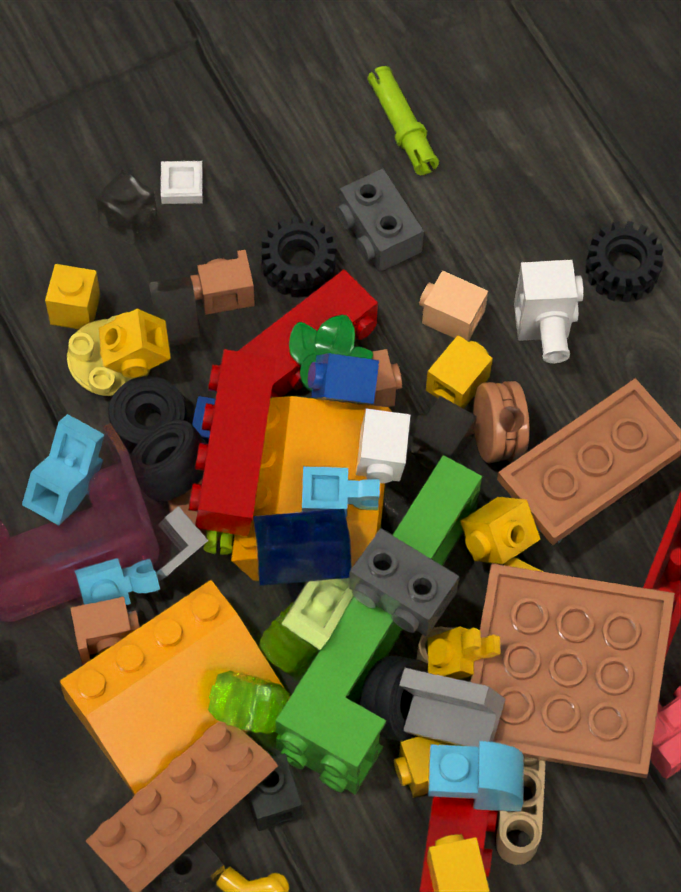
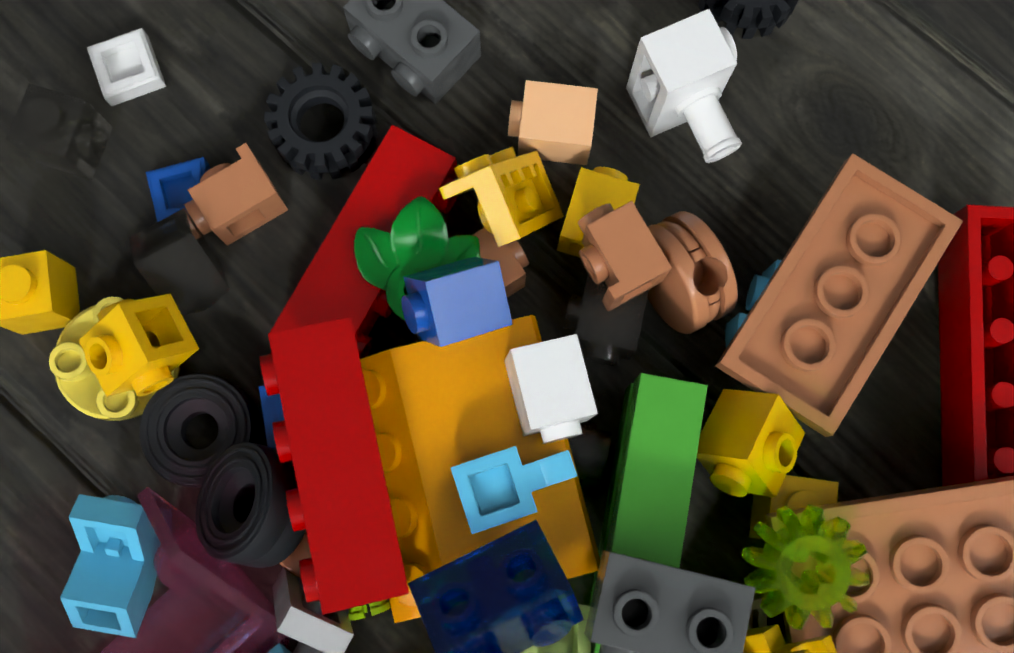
camera: 20 degrees left, 15 degrees up
(185, 263) = (171, 185): none -> blue tile
(404, 334) = (511, 193): none -> yellow bracket
(460, 390) = (621, 253): none -> nougat brick
(491, 573) = (817, 588): none -> clear neon green gear

